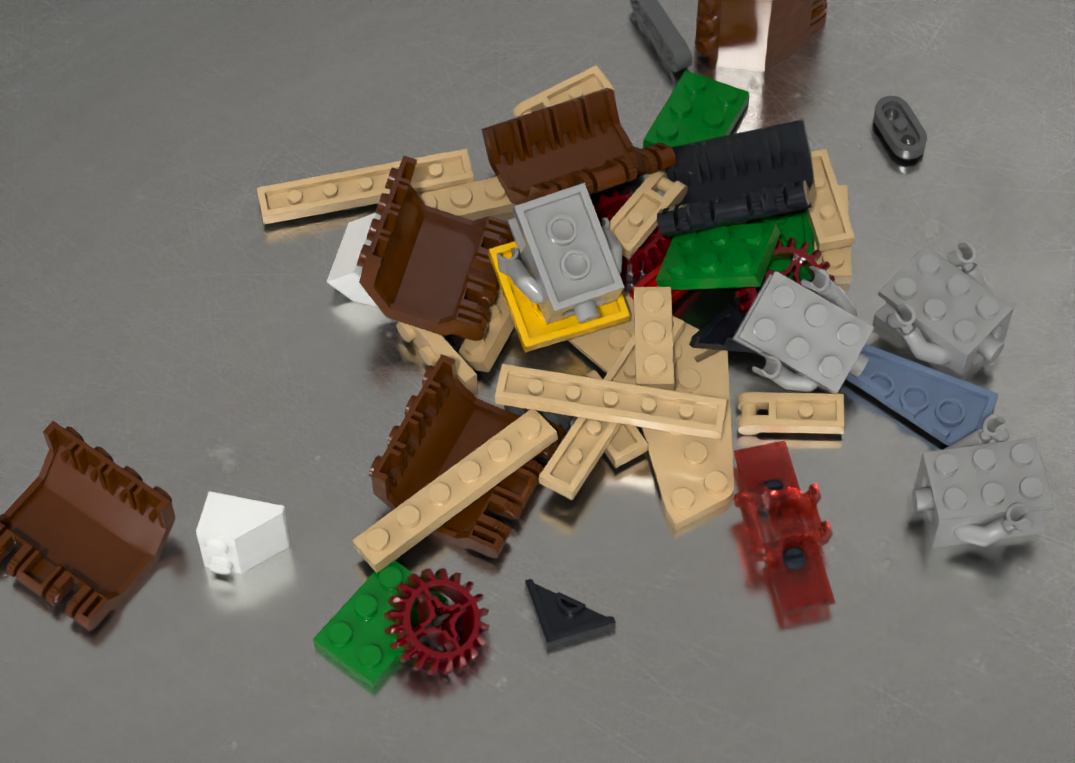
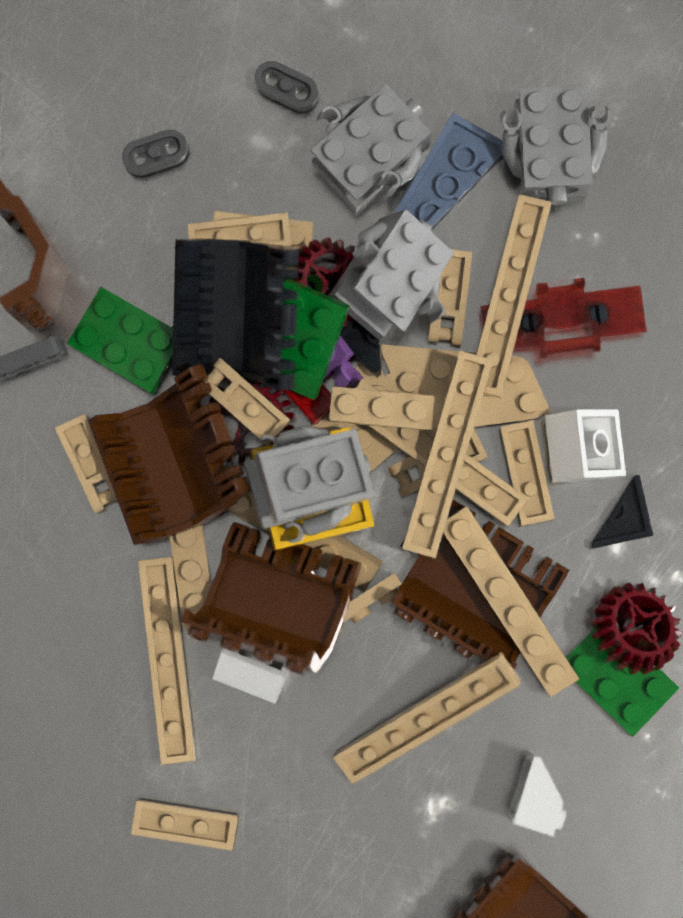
camera: 80 degrees left, 25 degrees up
(195, 218) = (184, 824): none -> tan plate
(320, 411) = (427, 718): none -> tan plate
(603, 505) = (527, 471): none -> tan plate
(642, 561) = (585, 445): none -> white slope
(704, 304) = (340, 367): none -> medium lavender plate
(804, 461) = (512, 288): none -> tan plate
(995, 240) = (288, 85): none -> dark grey plate

